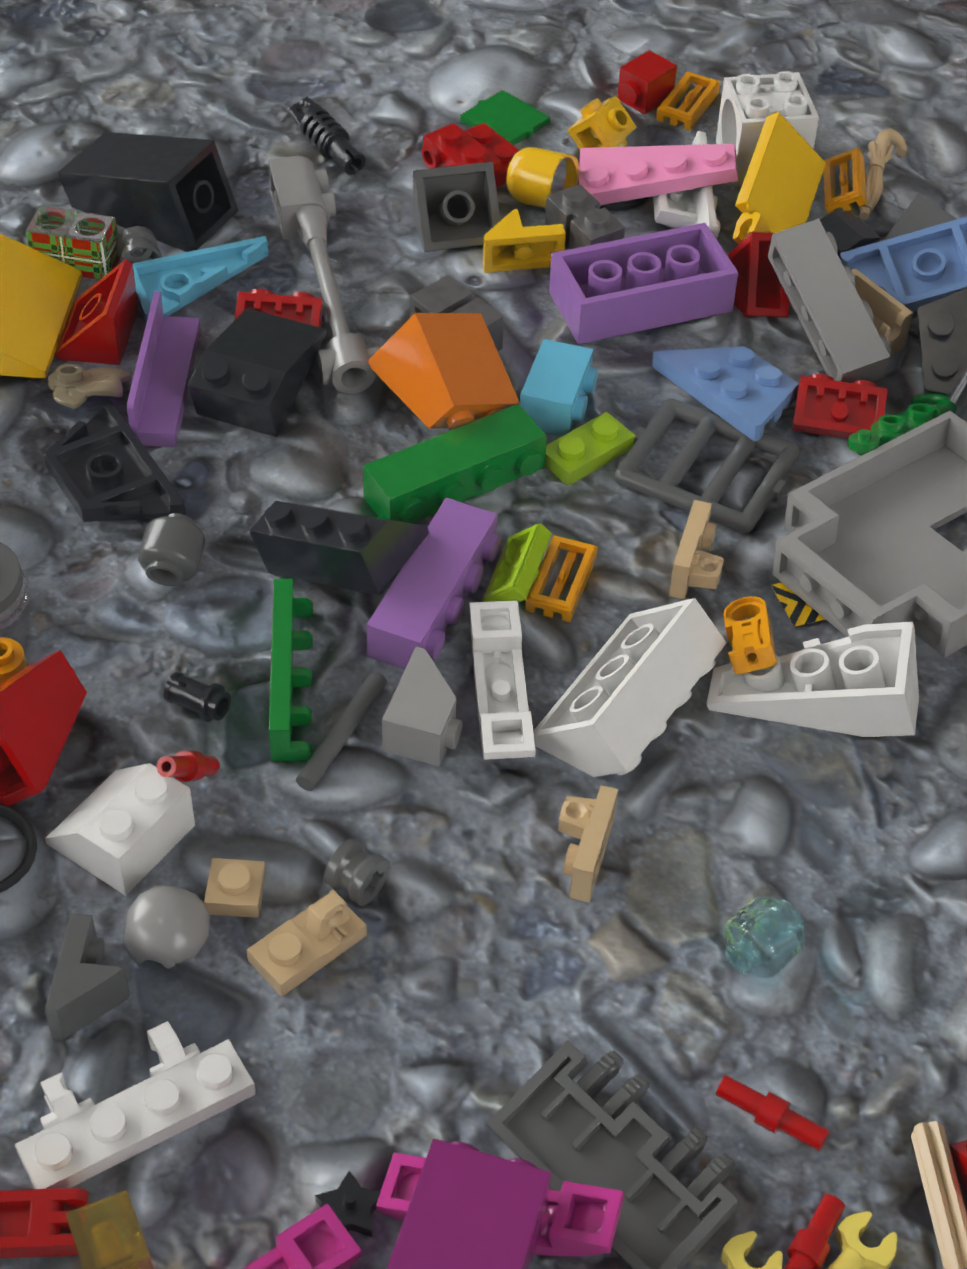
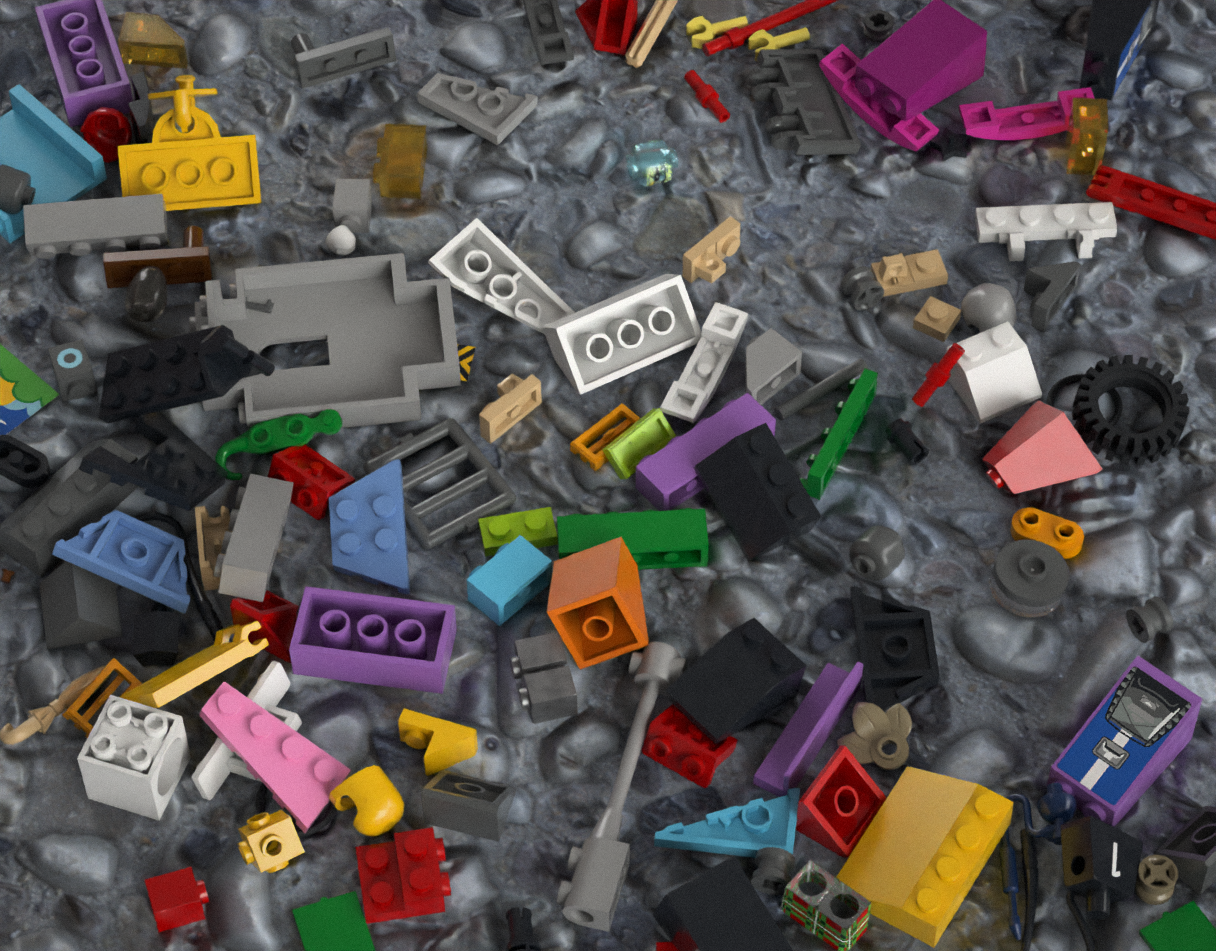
camera: 150 degrees left, 5 degrees up
(582, 218) = (375, 725): flat silver piece -> none
(684, 113) = (135, 891): light orange tile -> none
(750, 638) = (520, 329): light orange piece -> none

